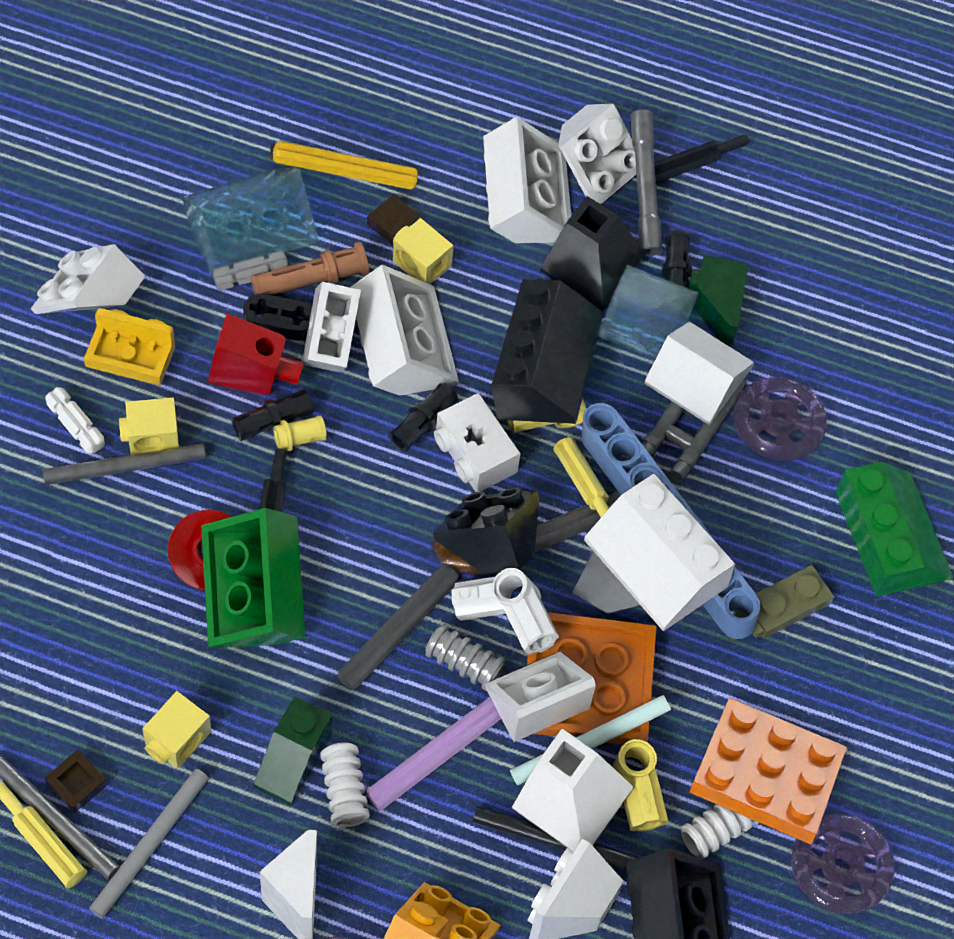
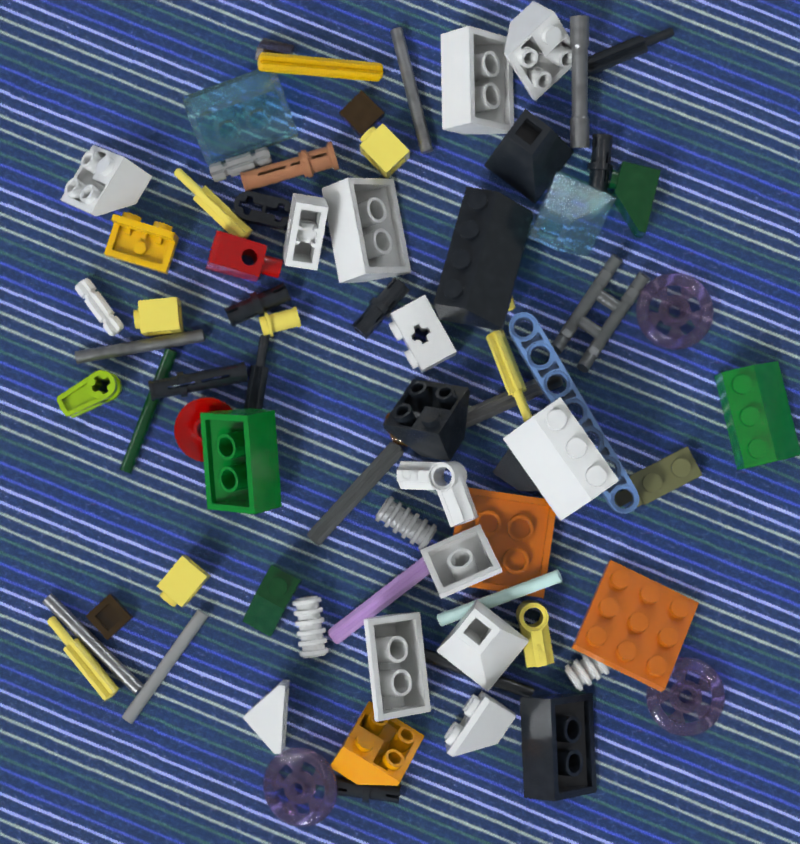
camera: 10 degrees right, 25 degrees up
(59, 514) = (86, 394): none -> lime piece
(133, 537) = (146, 415): none -> dark green bar
(201, 496) = (159, 389): none -> black pin
(205, 302) = (215, 207): none -> light yellow axle
(451, 198) = (411, 90): none -> flat silver bar
(463, 819) = (397, 665): none -> white slope
(697, 371) = (610, 273): white slope -> none

